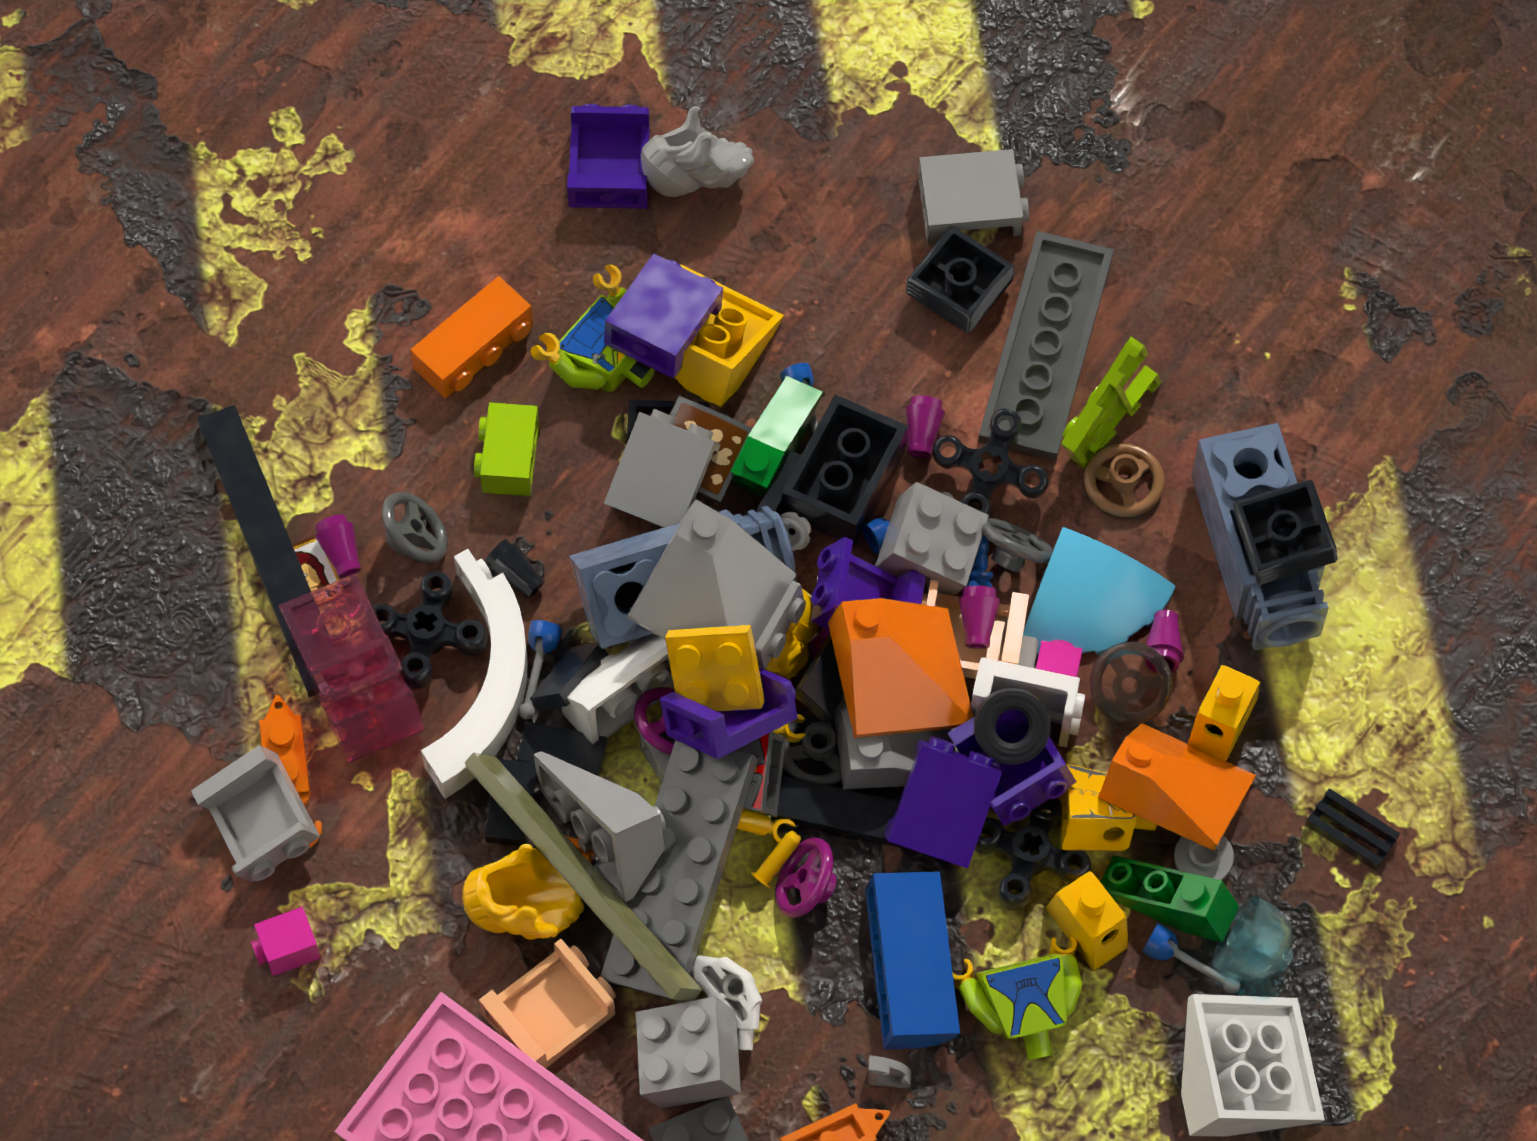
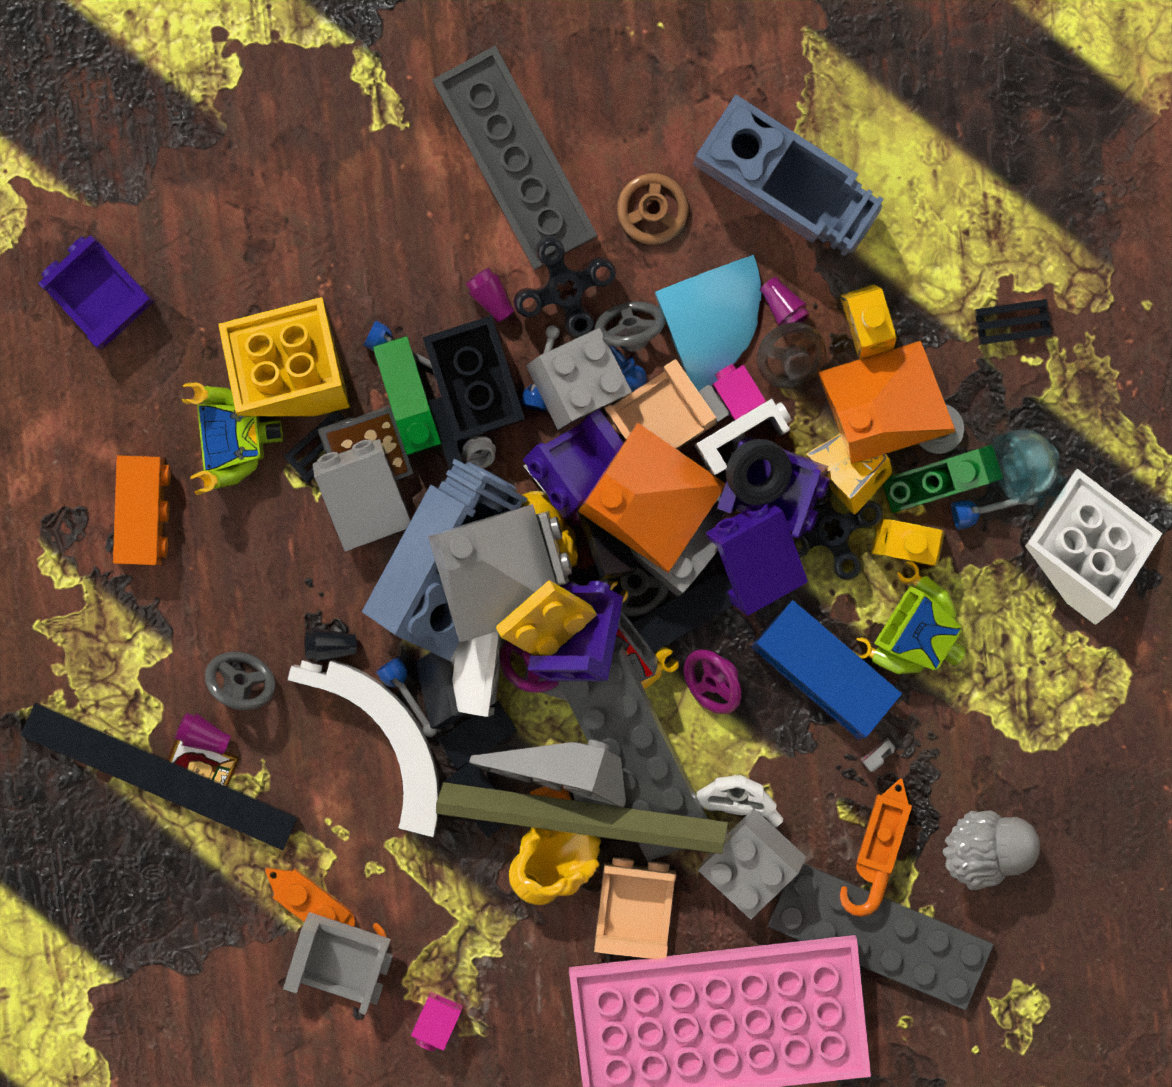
camera: 40 degrees left, 25 degrees up
(352, 668) = (297, 814): clear pink piece -> none
(440, 630) = (306, 727): black gear -> none
(508, 449) = (242, 567): lime brick -> none
(662, 314) = (256, 385): dark purple panel -> none
(693, 159) = (157, 242): light grey hair -> none
(777, 858) = (682, 693): yellow piece -> none
(957, 258) = (396, 151): black brick -> none
(971, 192) = (363, 92): light grey panel -> none
(978, 613) = (655, 401): magenta cone -> none
(1109, 404) = (606, 178): lime wing -> none
(1292, 508) = (792, 182): black brick -> none

